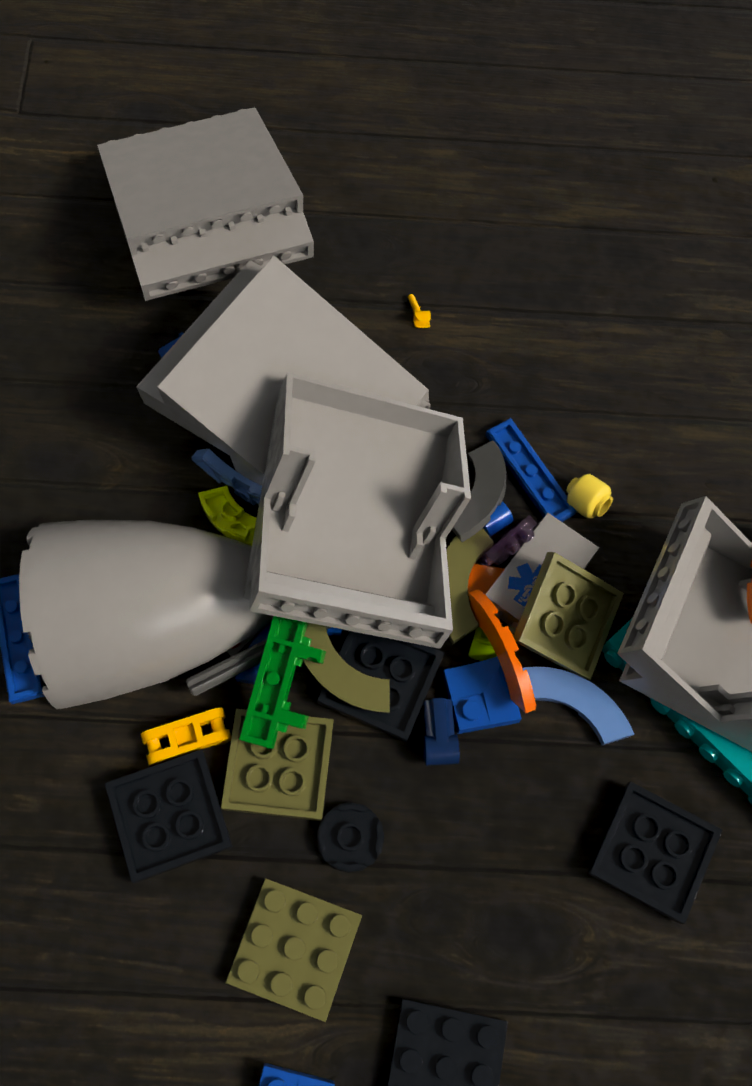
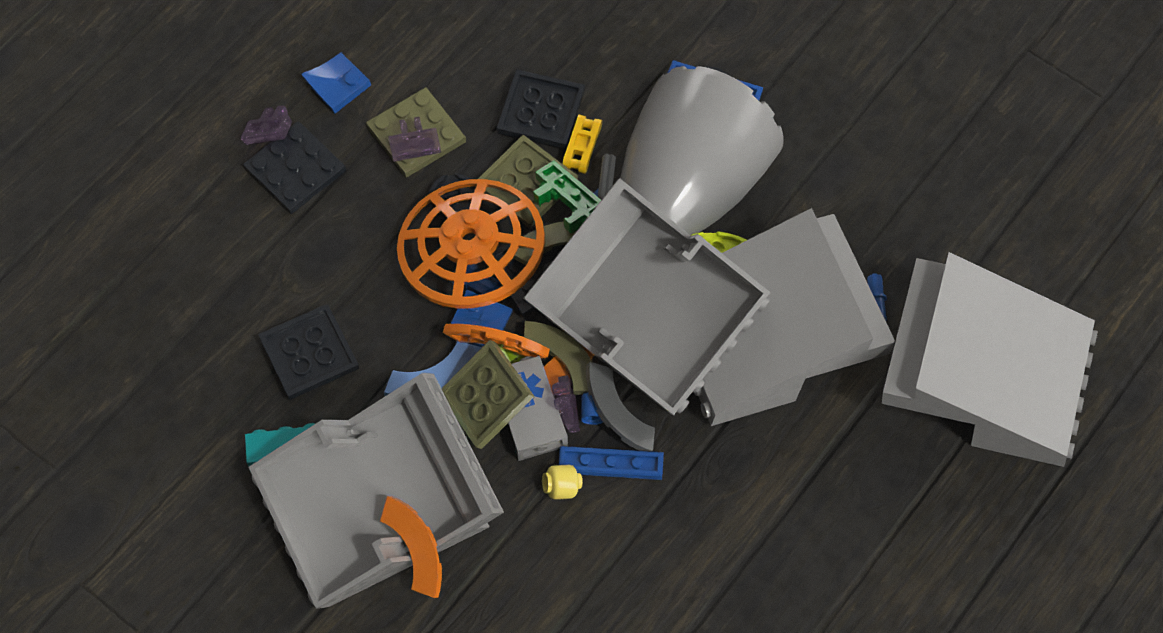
camera: 130 degrees right, 5 degrees down
(325, 925) = (414, 143): none -> clear purple hinge
(397, 782) = (474, 250): none -> orange dish
(421, 318) = (793, 471): yellow hand -> none

